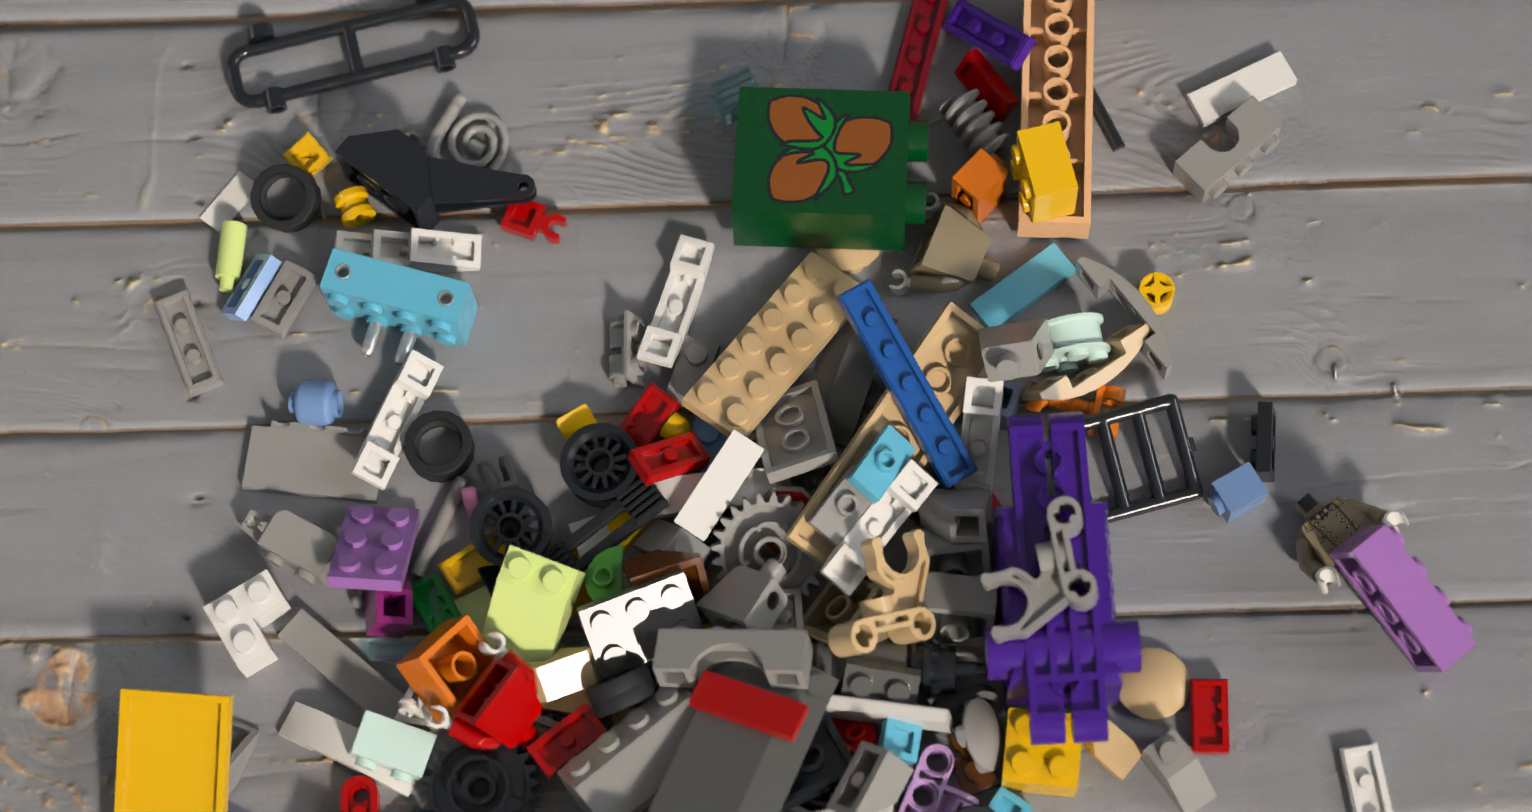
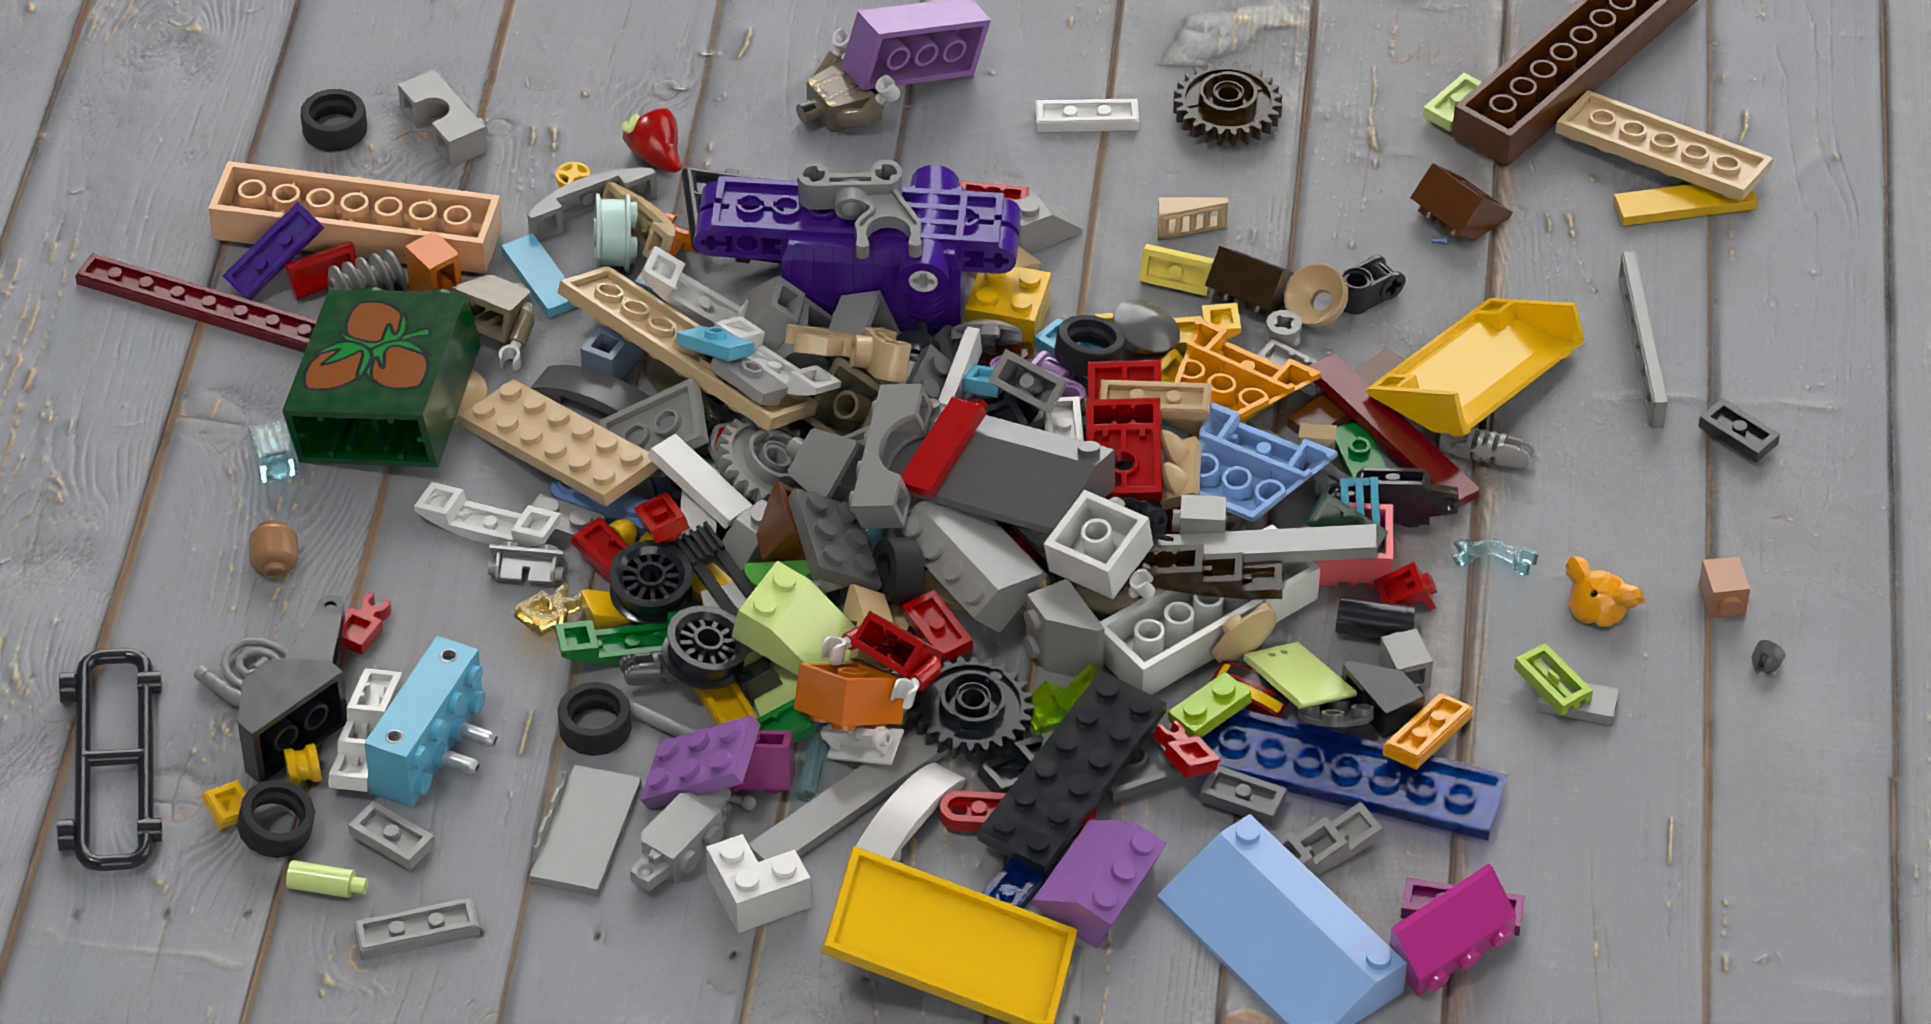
camera: 90 degrees left, 25 degrees down
(229, 201) = (256, 885): white sticker -> none
(250, 288) = (371, 859): light blue plate -> none
(316, 402) = (522, 809): medium blue head -> none
(392, 747) = (919, 759): light aqua brick -> none
(398, 410) = (522, 734): white slope -> none
(470, 499) = (666, 694): bright pink tile -> none
(539, 456) = (607, 646): none -> green slope
(565, 376) = (544, 611): none -> clear yellow plate
(611, 124) = (273, 548): none -> medium nougat head
(906, 383) = (632, 317): blue tile -> none
(1012, 349) = (626, 234): light grey torso -> none
(1044, 172) = (449, 195): yellow brick -> none
(1206, 24) = (334, 136): none -> black tyre
(1224, 360) = (654, 138): none -> red hat
(1228, 93) = (381, 107): white tile -> none
(1237, 493) = (783, 151): medium blue brick -> none
(1264, 427) = (740, 128): black plate -> none

